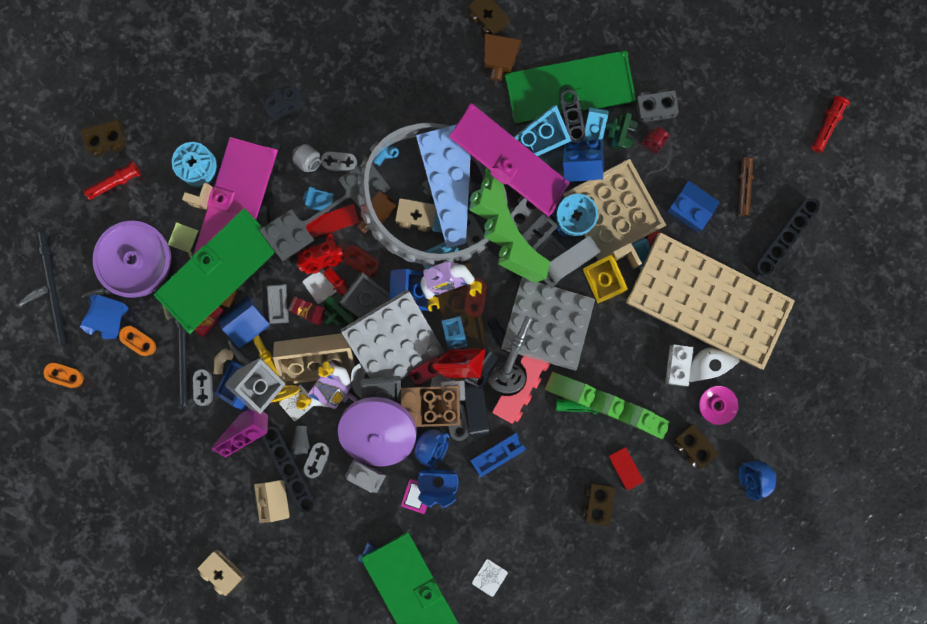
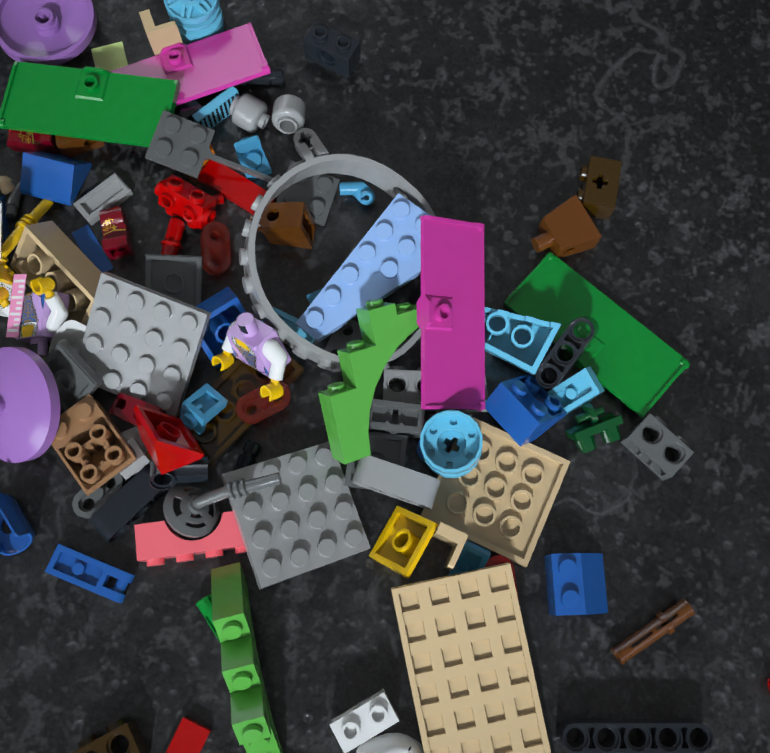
camera: 45 degrees right, 10 degrees down
(271, 200) = (216, 109): none -> medium azure tile
(288, 180) = (249, 113): none -> light grey head
(302, 331) = (92, 248): none -> blue sticker
(316, 394) = (16, 305): none -> bright pink sticker
(319, 286) = (154, 228): white sticker -> none
(336, 313) = (126, 263): dark green hips -> none
(407, 208) = (309, 256): tan brick -> none
(431, 447) = (41, 484): blue cylinder -> none
(655, 139) = (617, 475): dark red leg -> none

